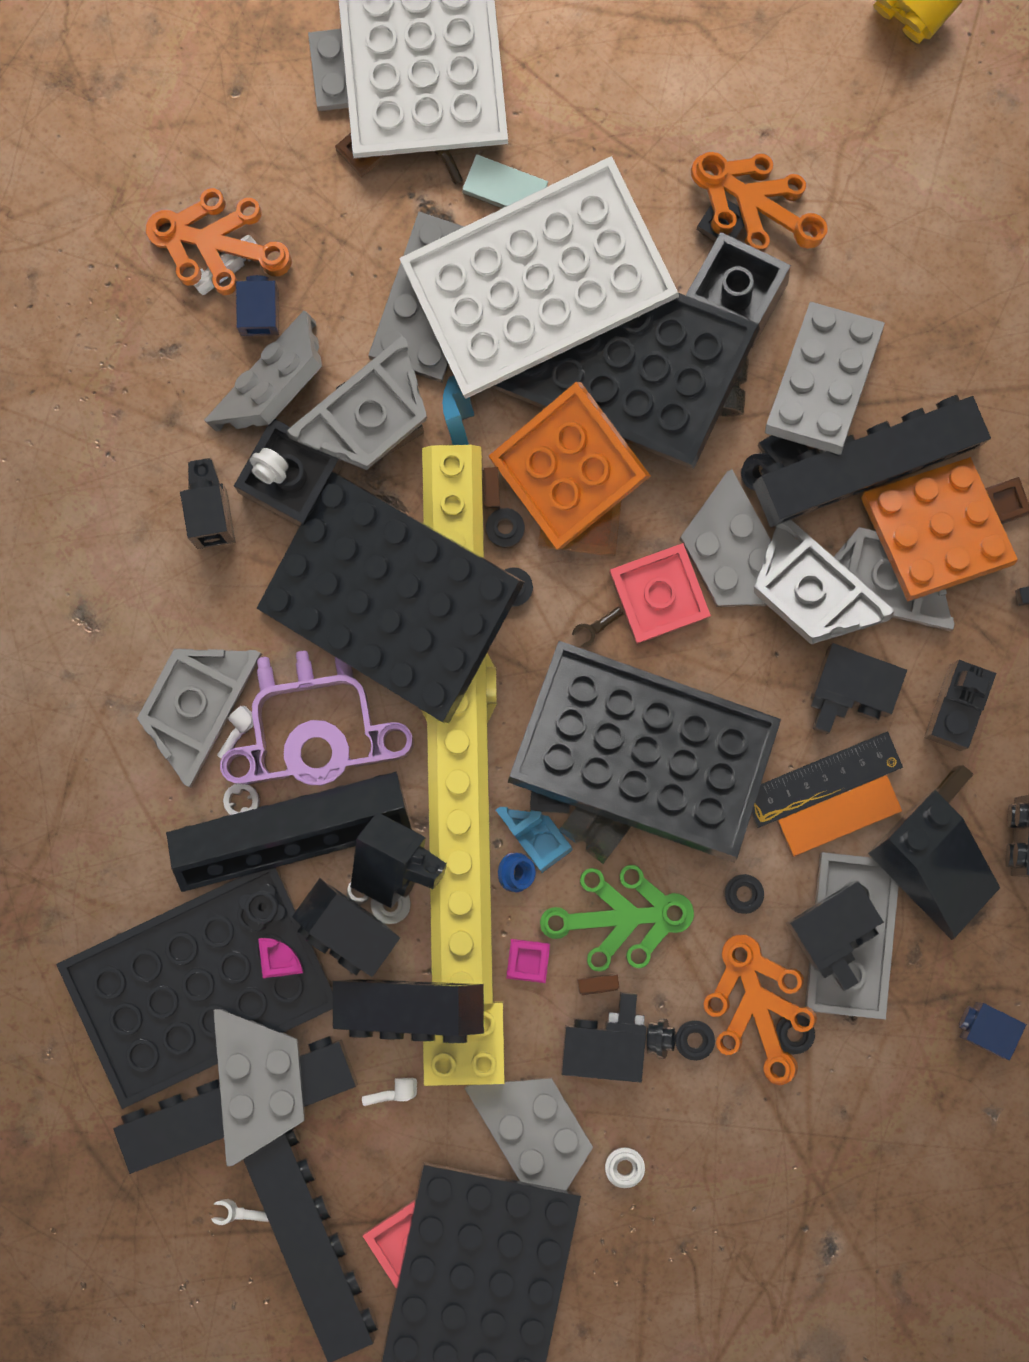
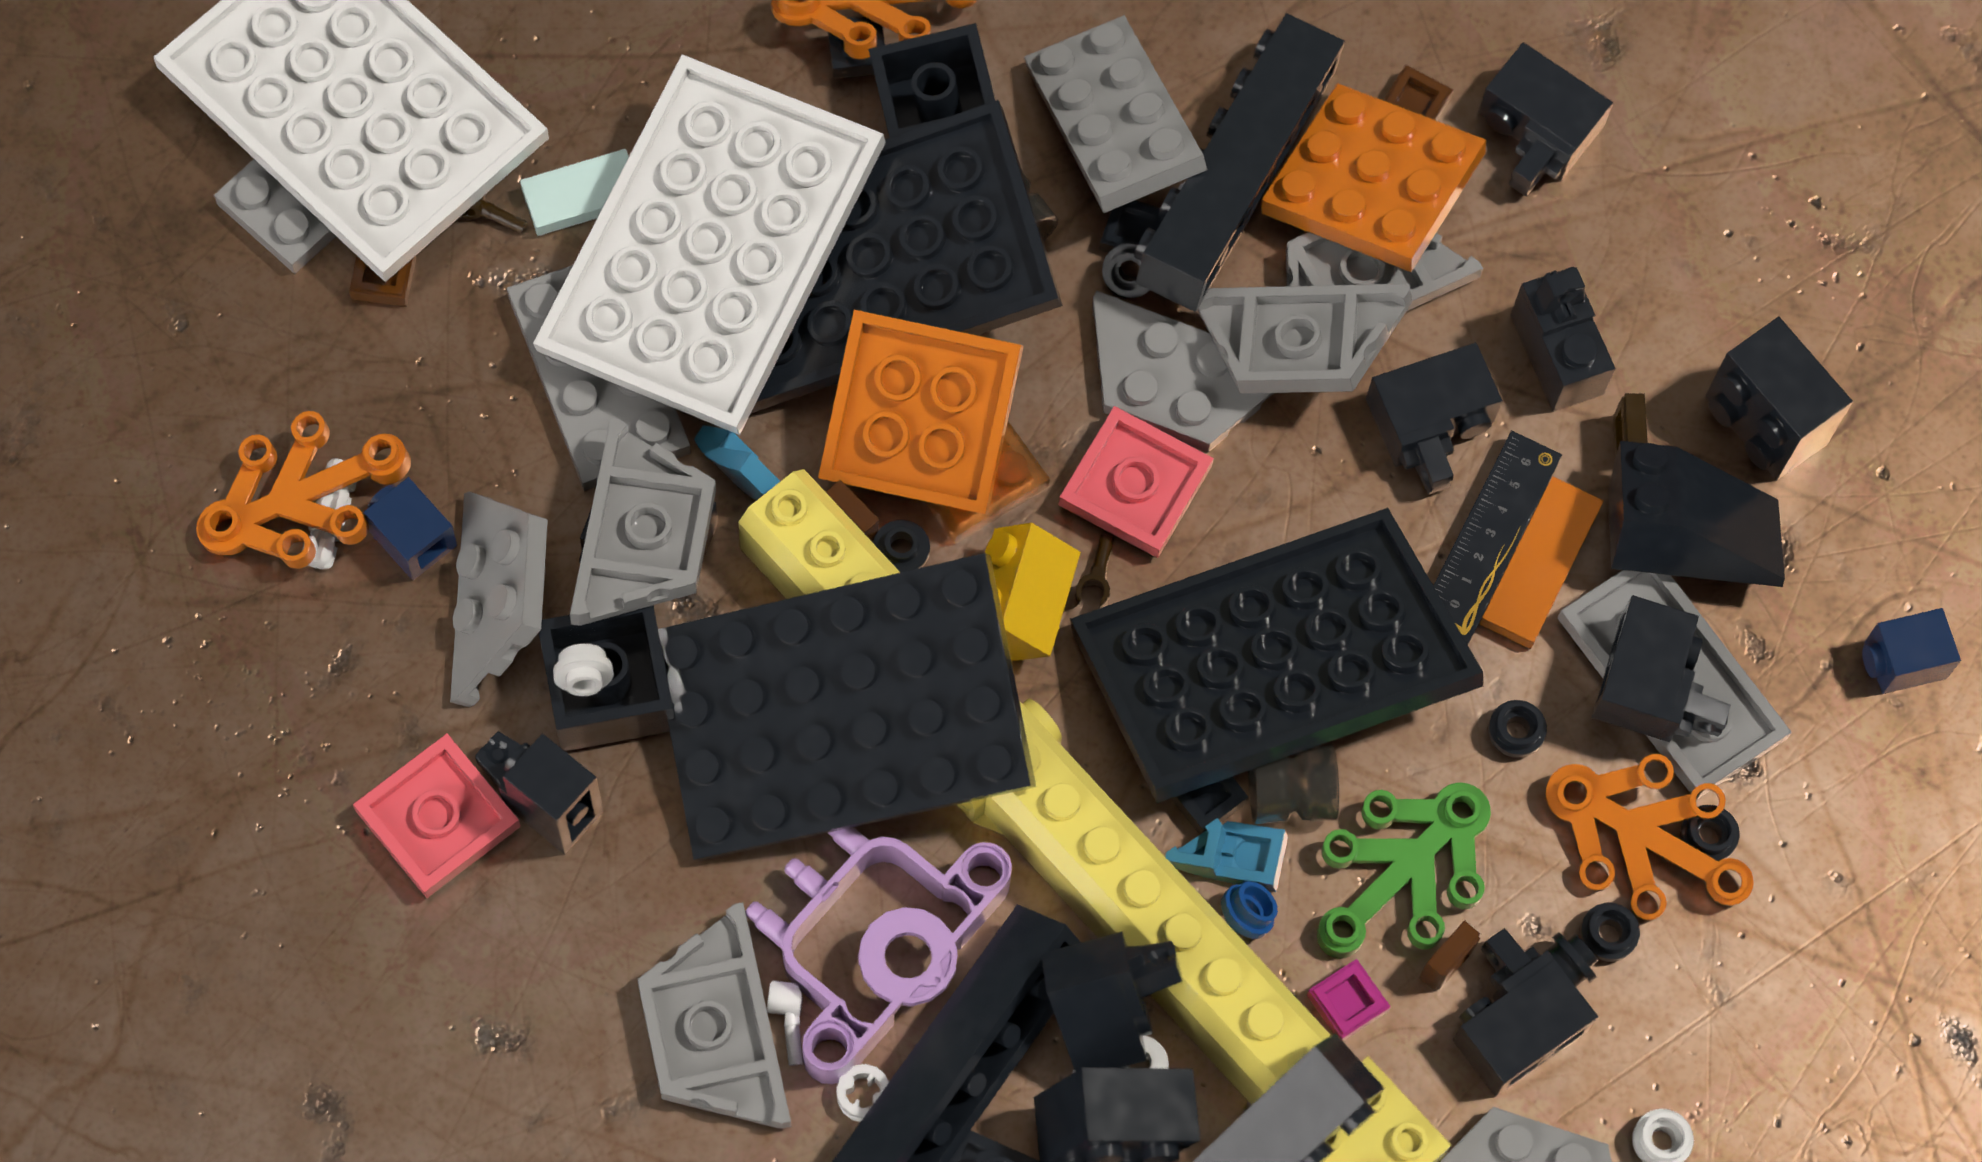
camera: 45 degrees left, 15 degrees down
(145, 476) = (436, 815): none -> coral plate
(546, 606) = (1032, 584): none -> yellow brick

